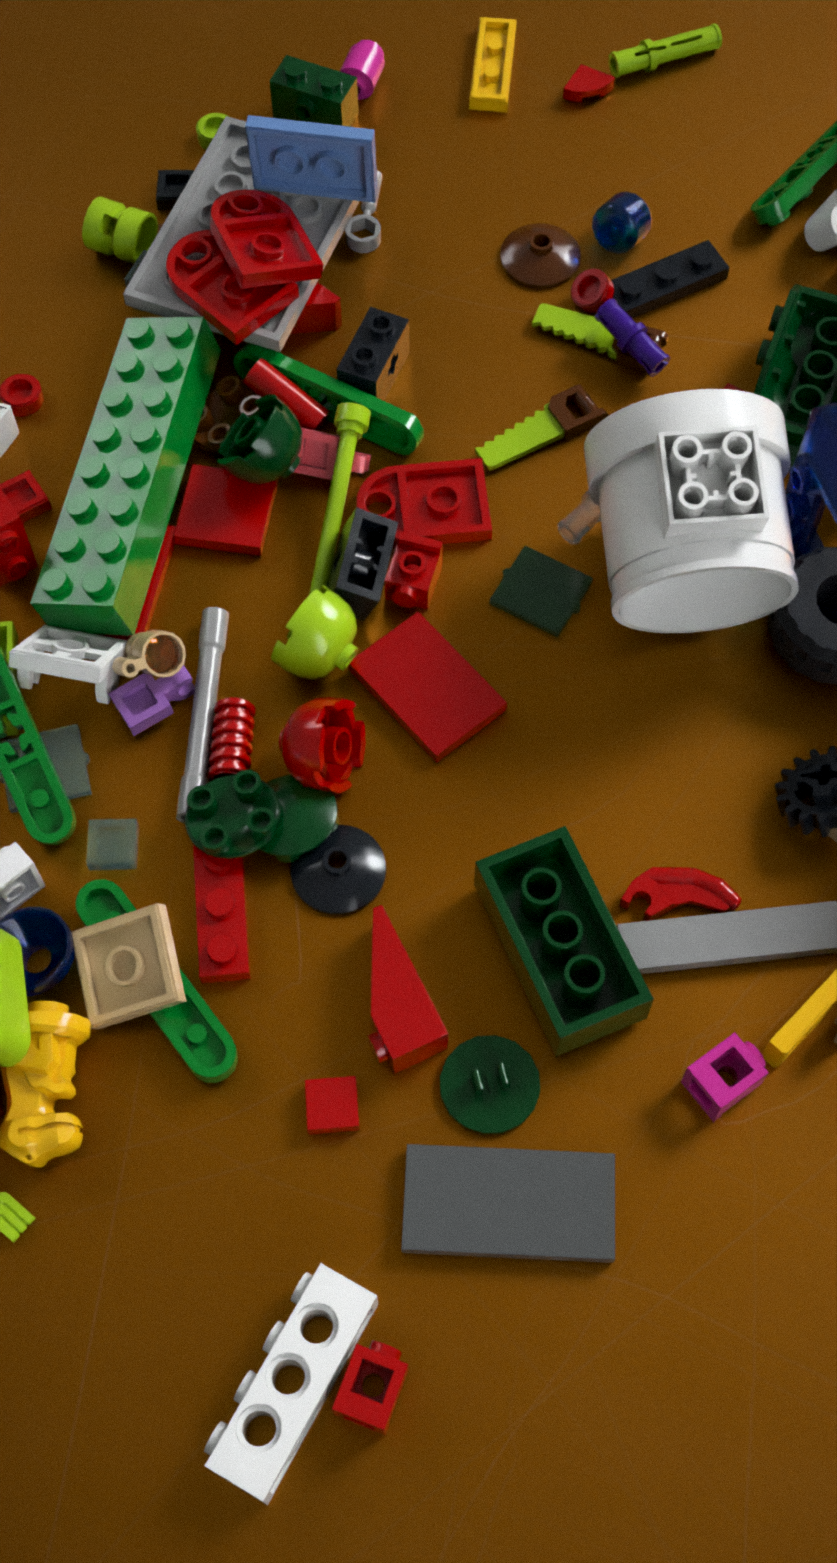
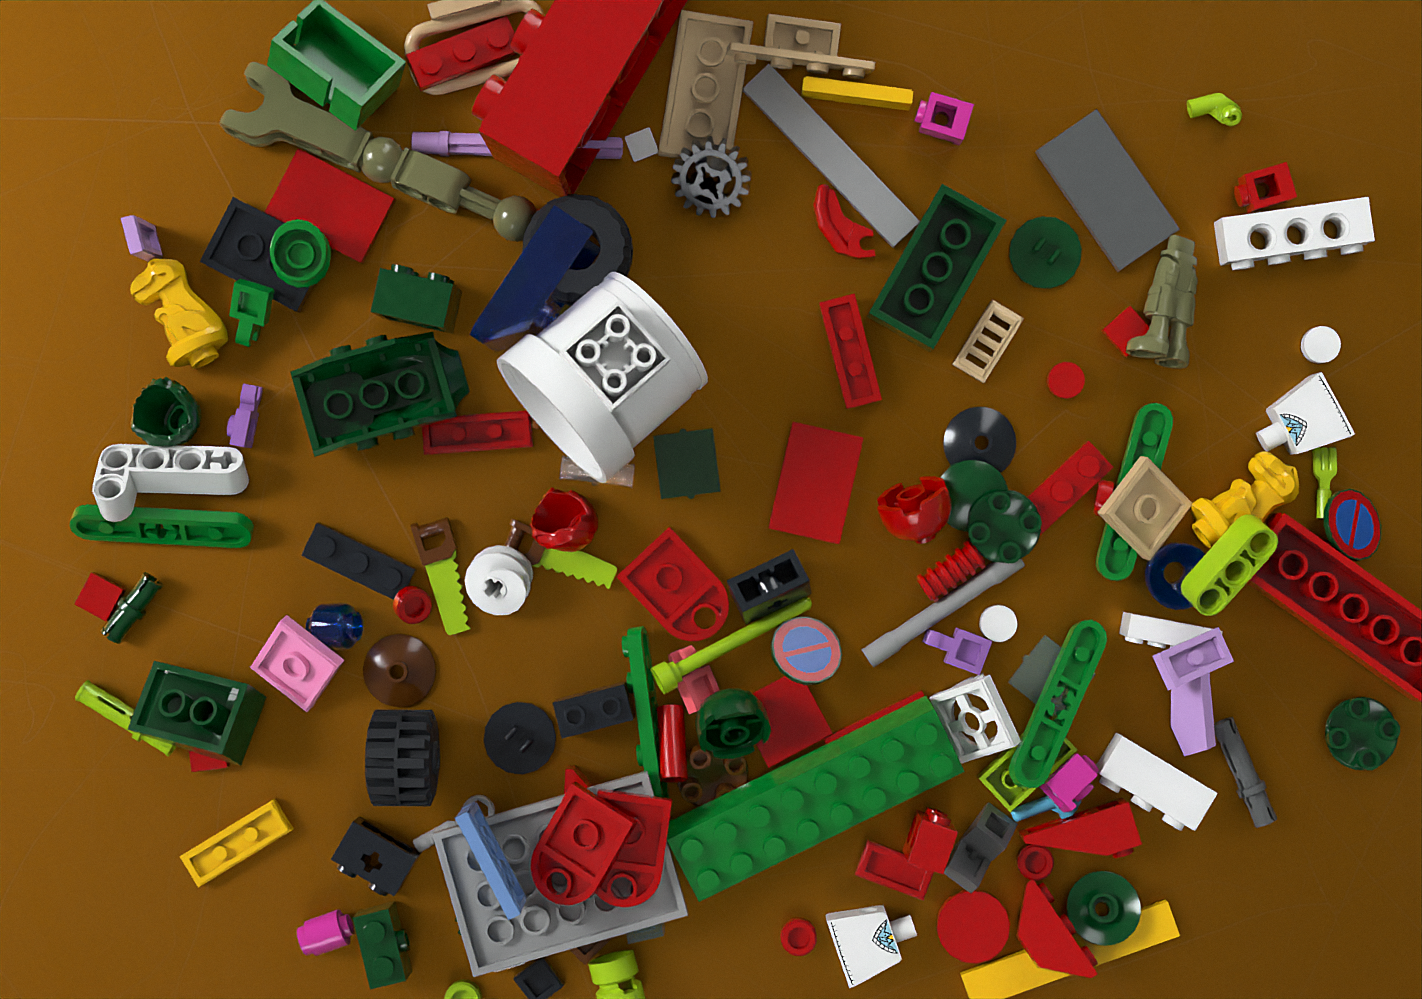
camera: 125 degrees left, 25 degrees up
(71, 1224) = (1305, 418): none -> white torso
(112, 844) = (1069, 591): clear light blue tile -> none
(139, 1315) = (1320, 344): none -> white tile
(142, 754) = (998, 623): none -> white tile
(153, 653) = (939, 662): tan piece -> none
(184, 943) = (1104, 491): none -> red tile
(271, 559) = (806, 650): none -> piece
(318, 637) = (844, 569): lime cylinder -> none
(330, 1168) = (1169, 305): none -> olive piece
(332, 999) = (1065, 380): none -> red tile
(402, 1013) = (1045, 332): red slope -> none
(403, 134) = (394, 863): none -> black brick
(403, 295) = (520, 738): none -> black piece
(413, 571) = (729, 555): red brick -> none
(452, 983) = (1002, 313): none -> tan slope
(461, 185) = (402, 758): none -> black wheel
(514, 1413) = (1217, 106): none -> lime arm
(535, 803) = (850, 351): none -> red plate
(558, 364) = (499, 580): none -> white piece
(561, 438) = (564, 521): none -> red hair
(612, 175) = (296, 663): none -> bright pink tile
(626, 86) = (198, 712): none -> dark green slope
(632, 337) = (442, 542): dark purple pin -> none
(760, 103) = (131, 608): none -> dark green pin
(788, 92) = (100, 596): none -> red tile

